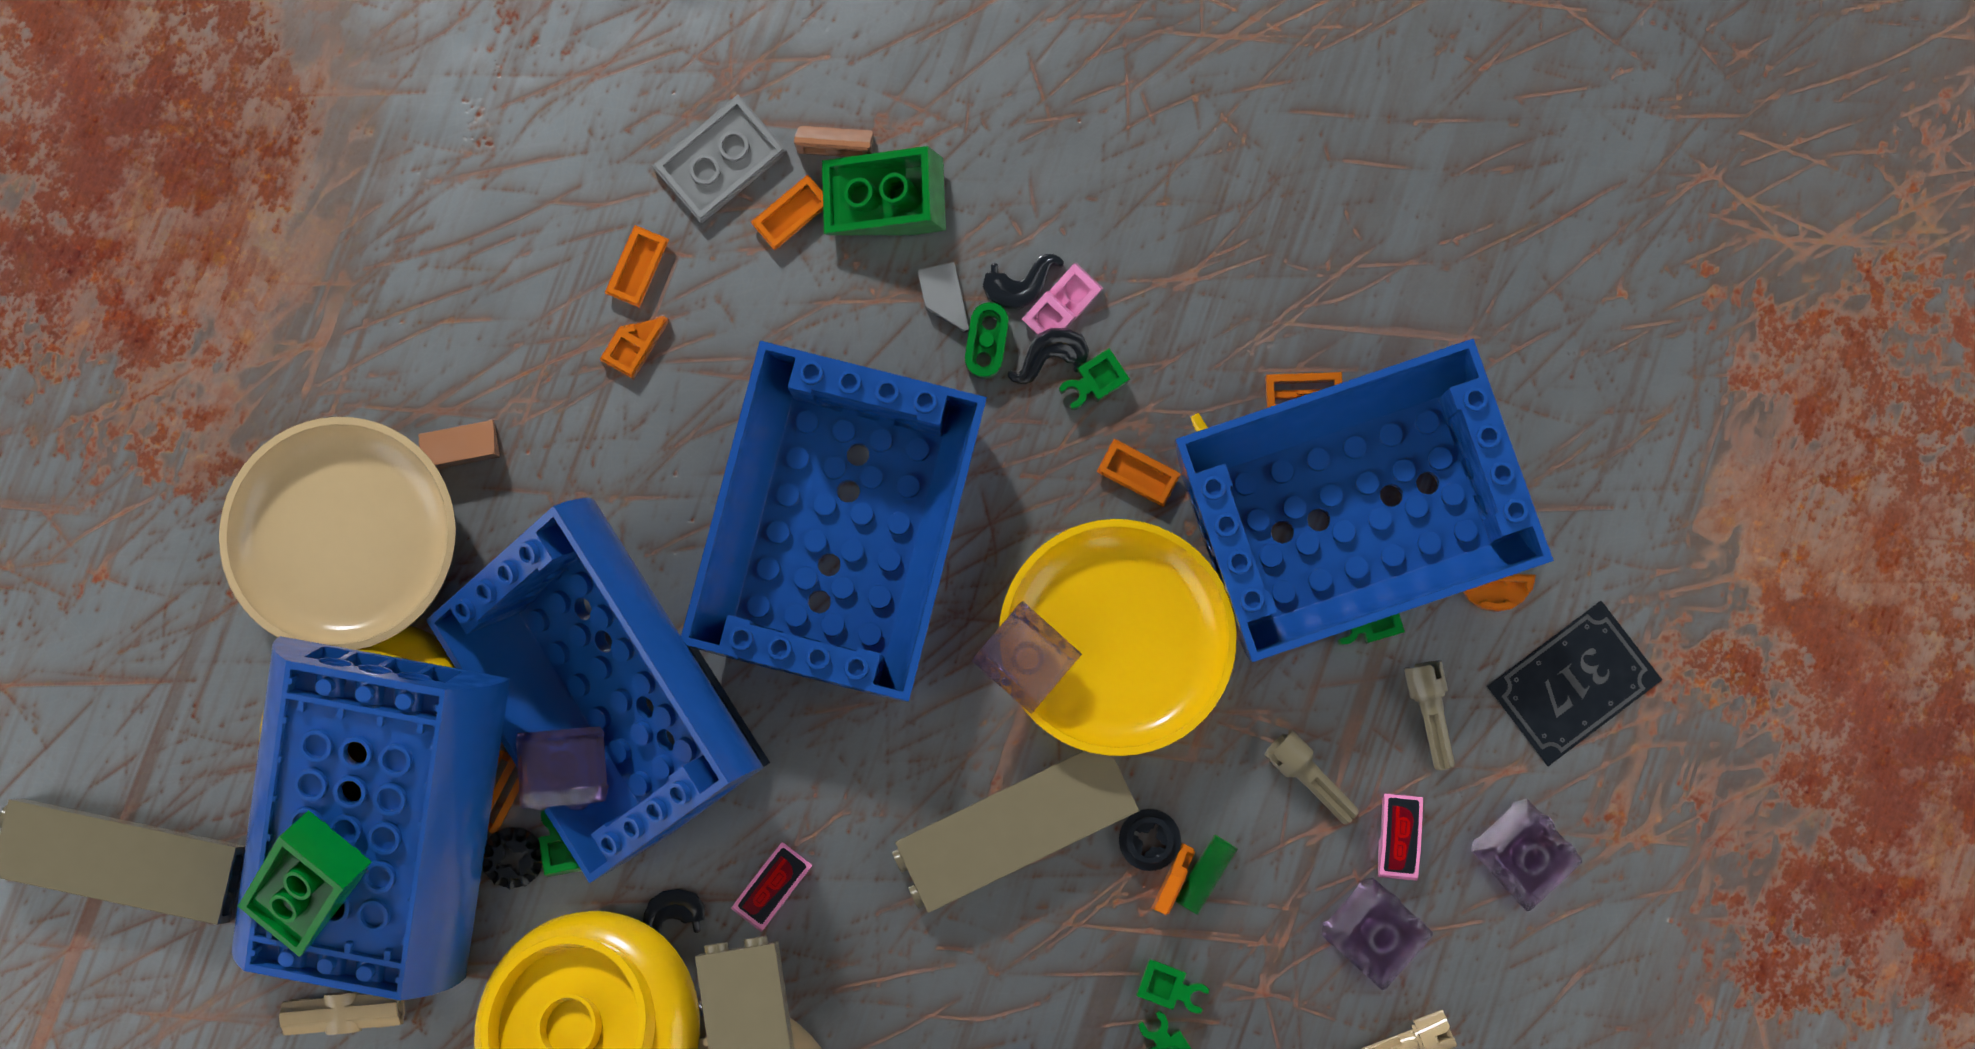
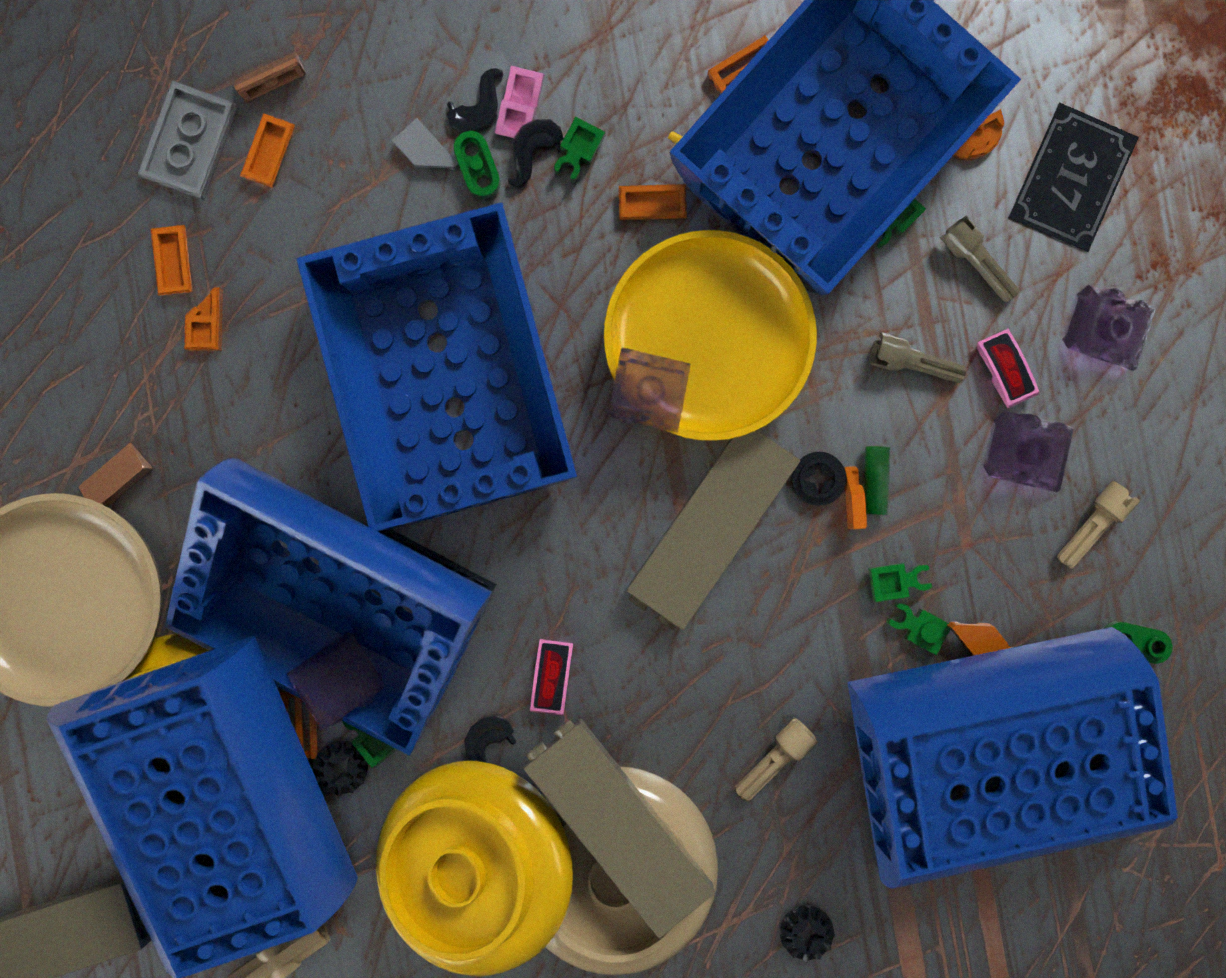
camera: 30 degrees left, 5 degrees up
(303, 882) = (179, 888): green slope -> none
(884, 193) = (331, 92): green slope -> none

